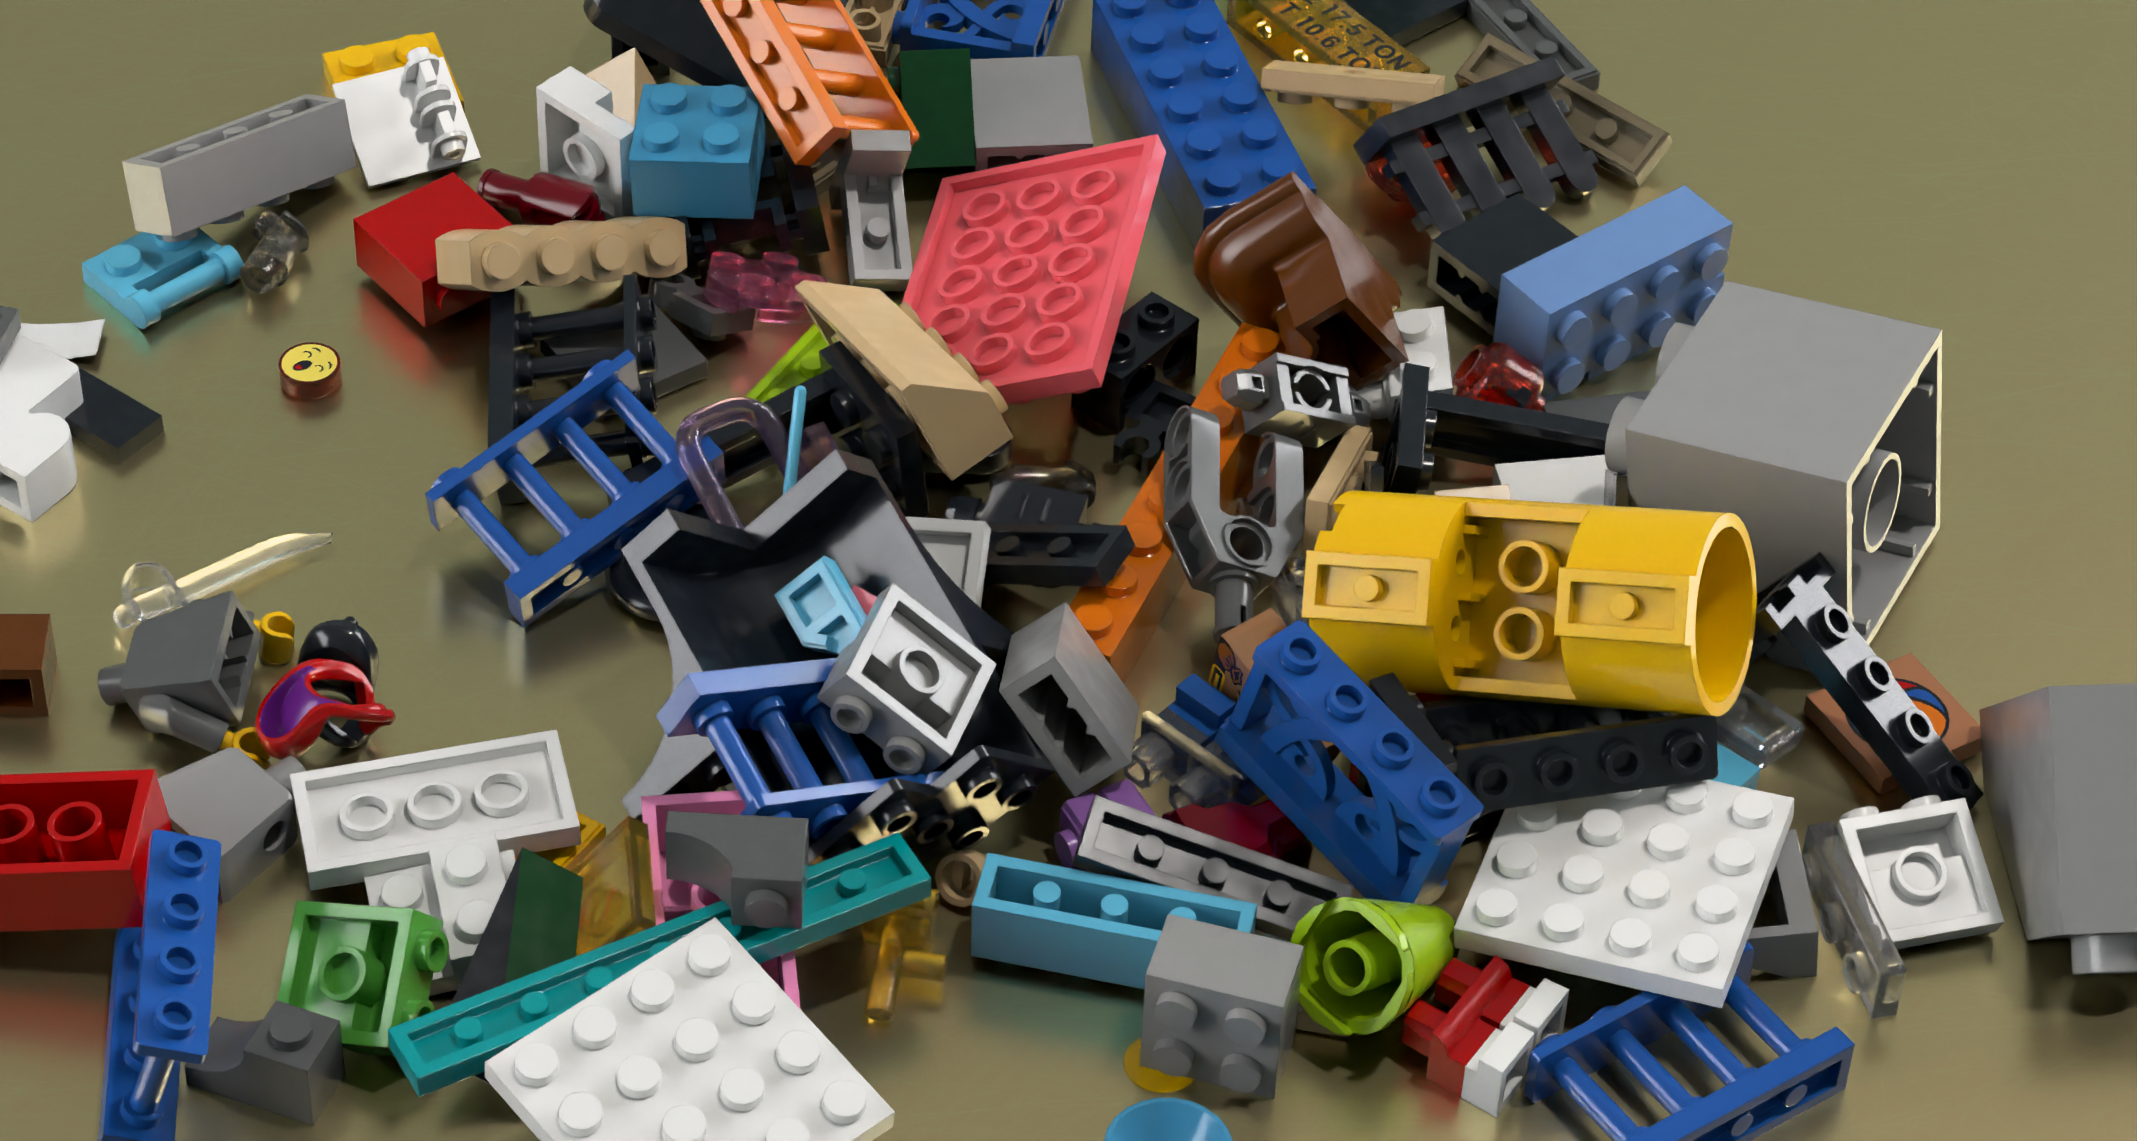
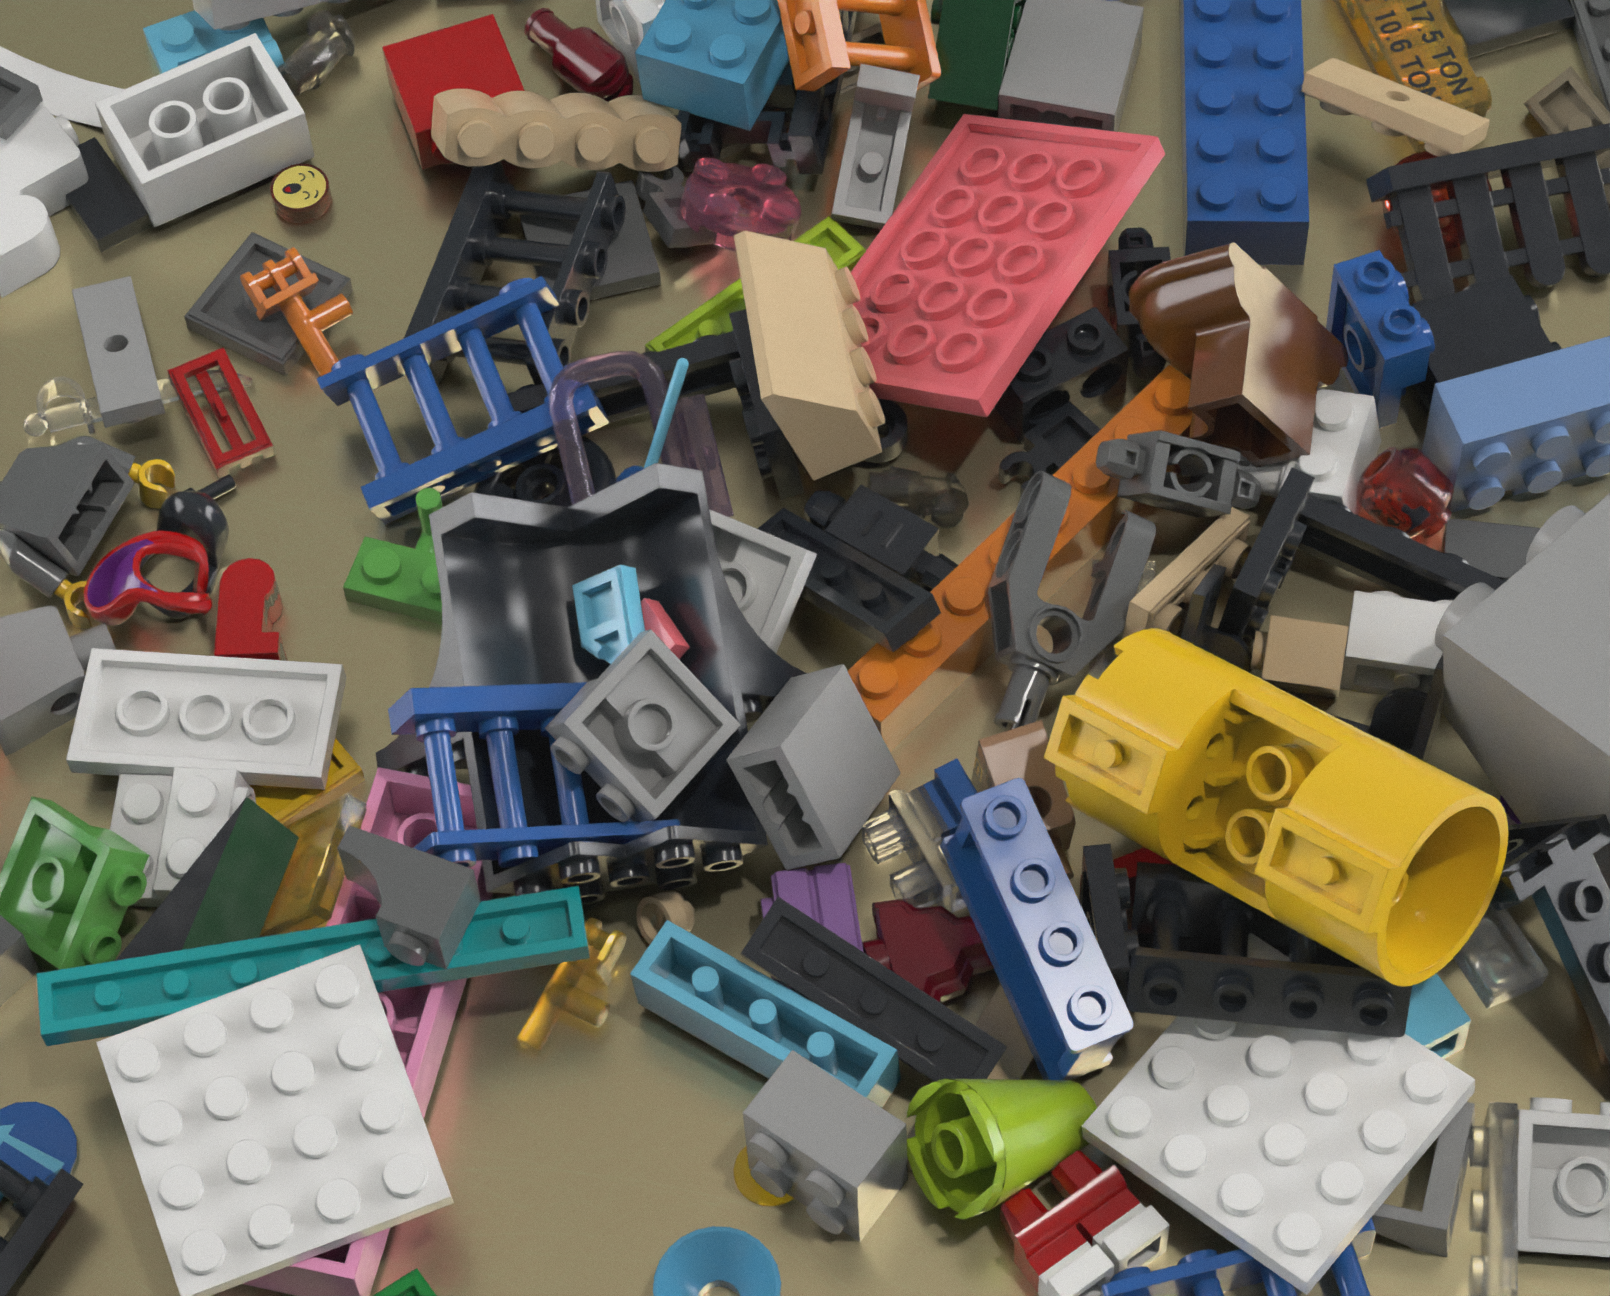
camera: 25 degrees right, 15 degrees up
(191, 531) = (118, 352): none -> light grey tile
(195, 327) = (205, 129): none -> white brick
(308, 570) = (240, 452): none -> red tile
(319, 468) = (230, 318): none -> dark grey tile
(344, 437) = (305, 323): none -> orange arm
(427, 713) = (246, 612): none -> red leg
(580, 661) = (397, 575): none -> bright green plate
(1168, 271) = (1125, 265): none -> black piece
(1424, 252) = (1380, 331): none -> blue plate

